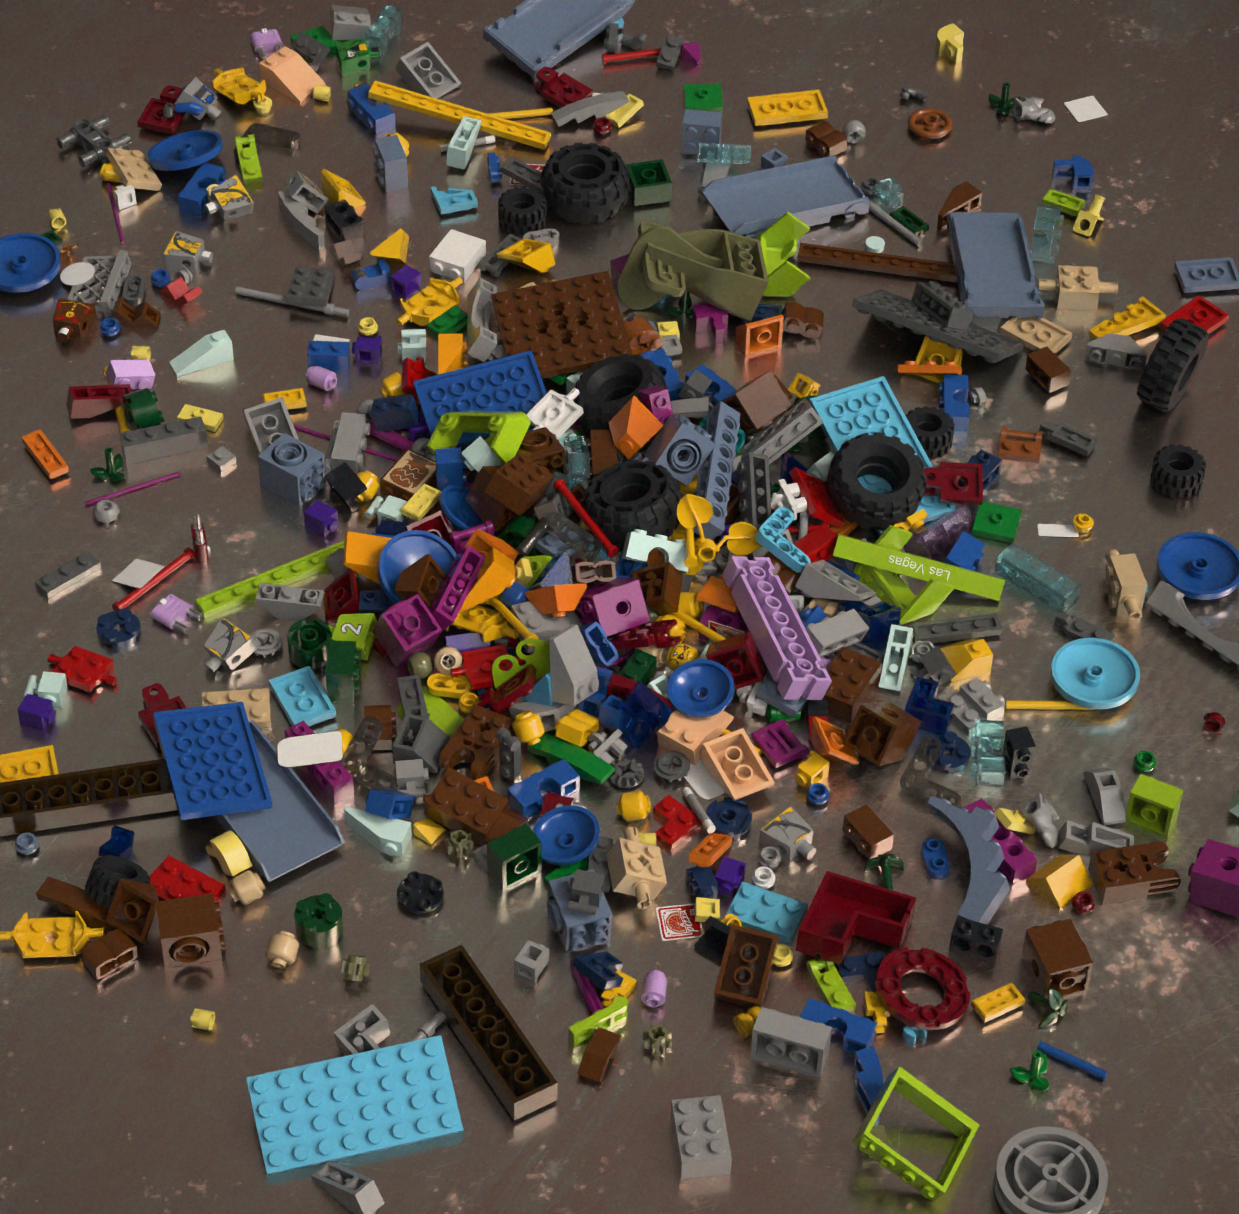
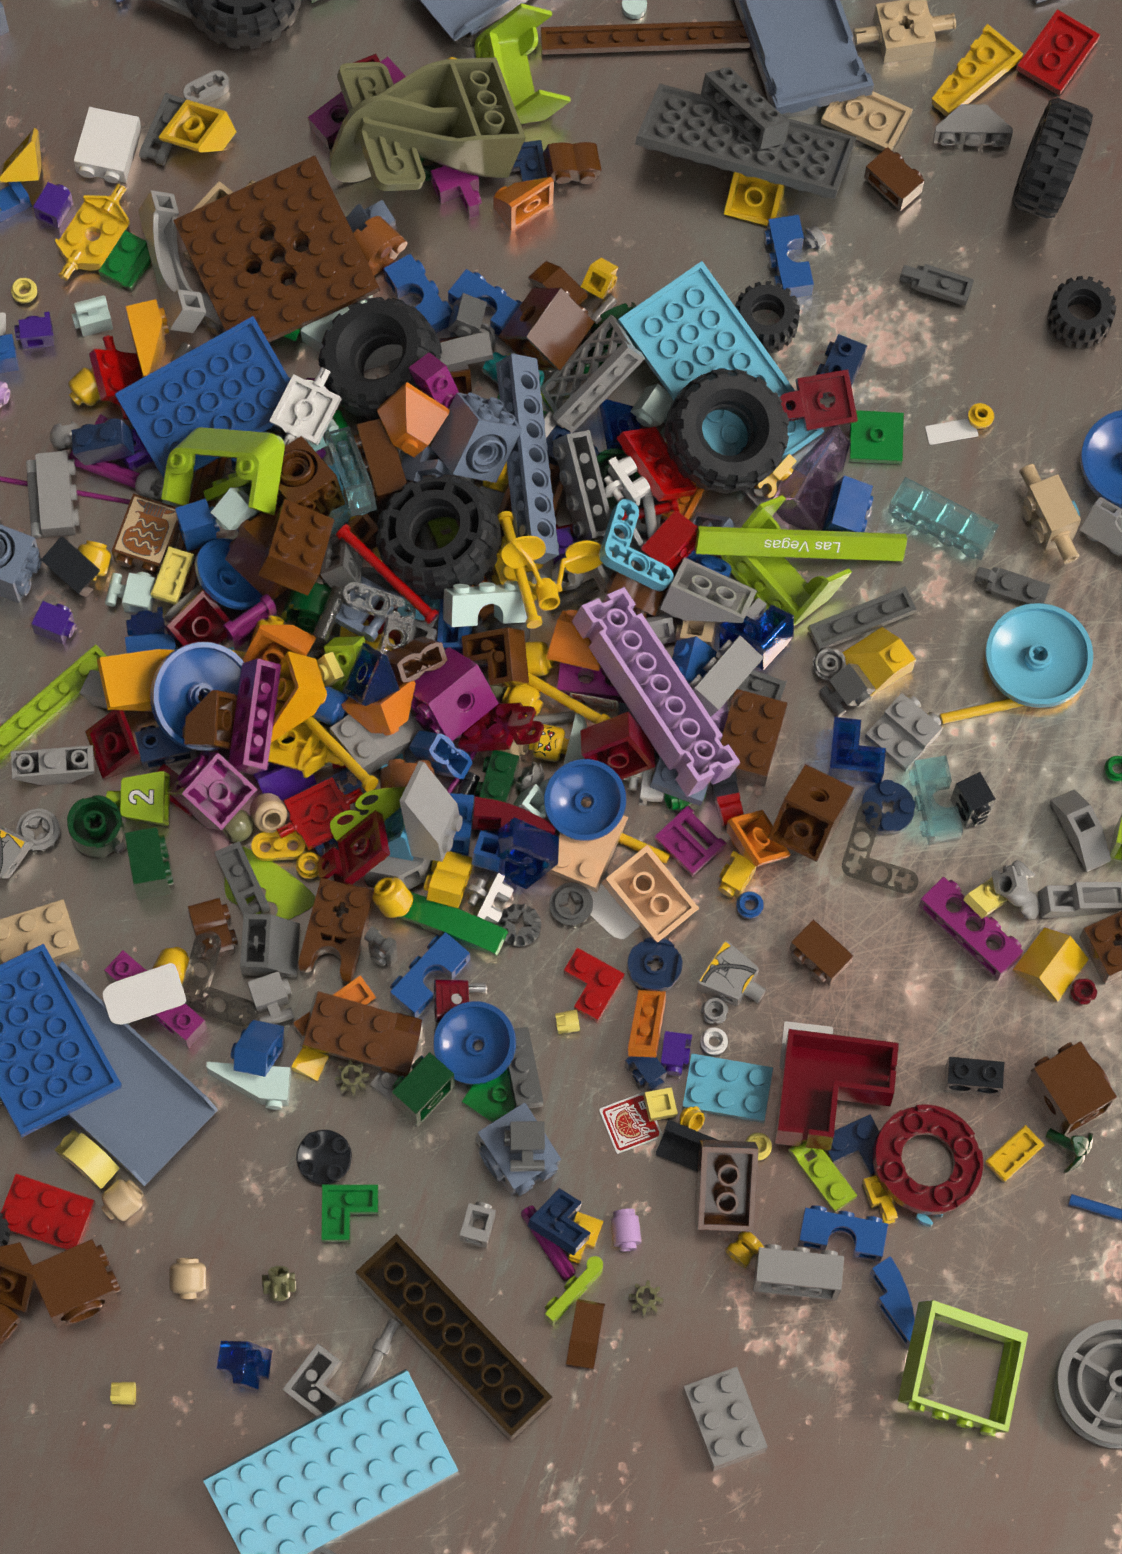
camera: 15 degrees left, 25 degrees up
(302, 697) = (108, 905): medium azure plate -> none
(310, 1014) = (245, 1362): none -> clear blue brick
(318, 921) = (223, 1214): dark green brick -> none
(425, 925) = (340, 1203): none -> green plate
(453, 200) = (75, 45): medium azure wing -> none
(522, 210) = (171, 32): black tyre -> none
(633, 806) = (541, 976): yellow head -> none
(636, 868) = (568, 1072): tan brick -> none
(668, 328) = (406, 212): light yellow plate -> none
(671, 345) = (416, 238): light grey plate -> none
(699, 811) = (618, 964): bar -> none
(885, 861) = (851, 991): dark green plant -> none
(896, 658) = (800, 684): light aqua slope -> none
(929, 368) = (749, 213): orange plate -> none
(934, 853) = (903, 964): blue plate -> none
(976, 830) = (972, 1006): sand blue arch -> none
(1020, 450) = (881, 313): dark orange plate -> none
(1038, 1067) = (1075, 1229): green plant -> none

